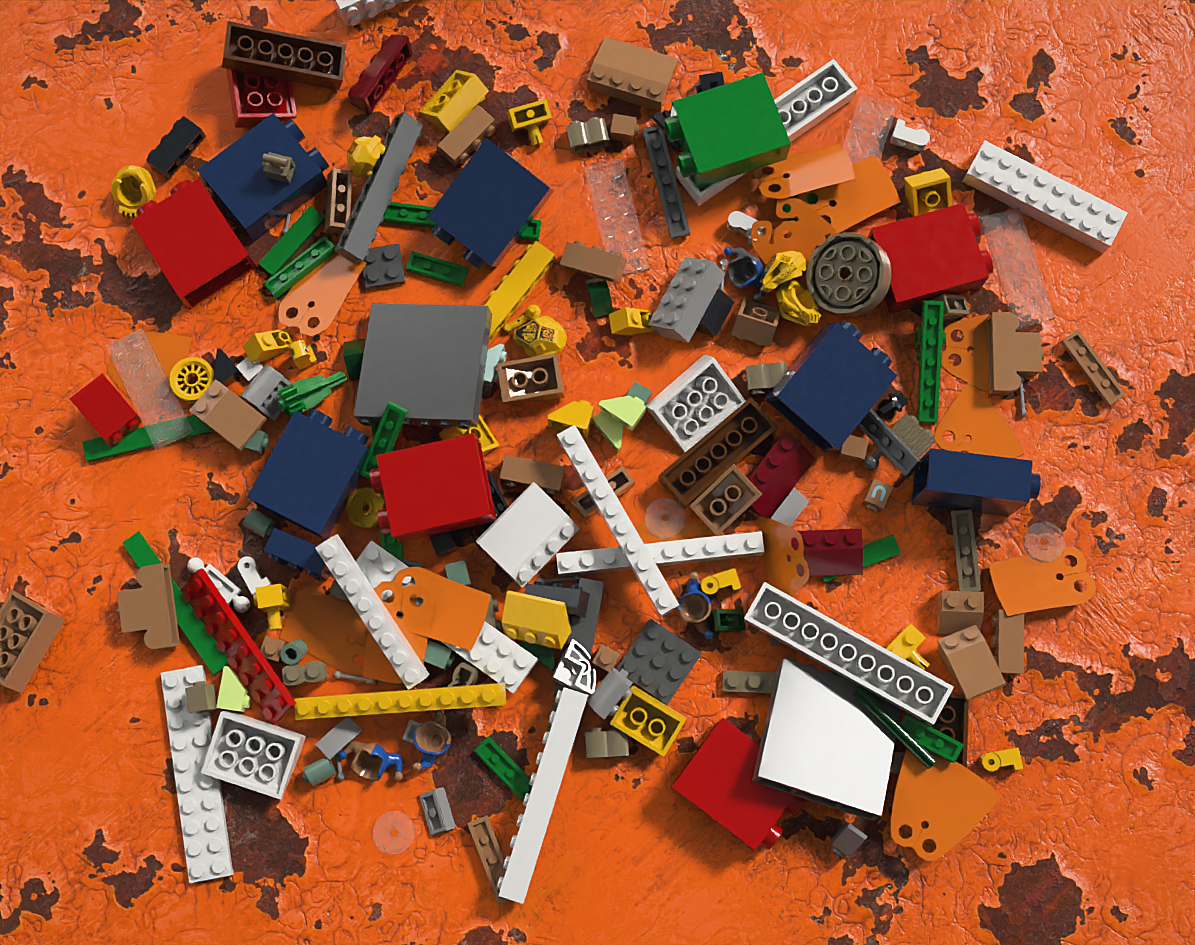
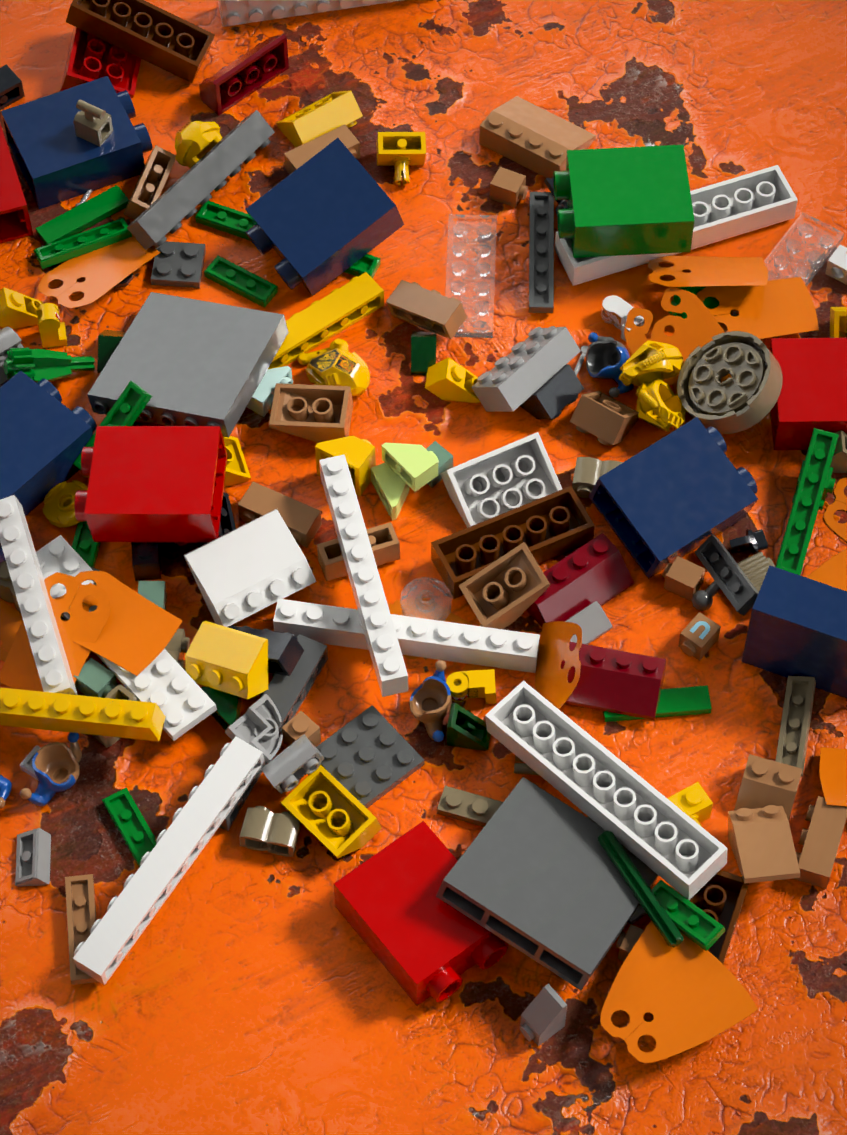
camera: 15 degrees right, 20 degrees down
(587, 135) = (463, 185): dark tan brick -> none
(993, 760) = (775, 977): yellow leg -> none

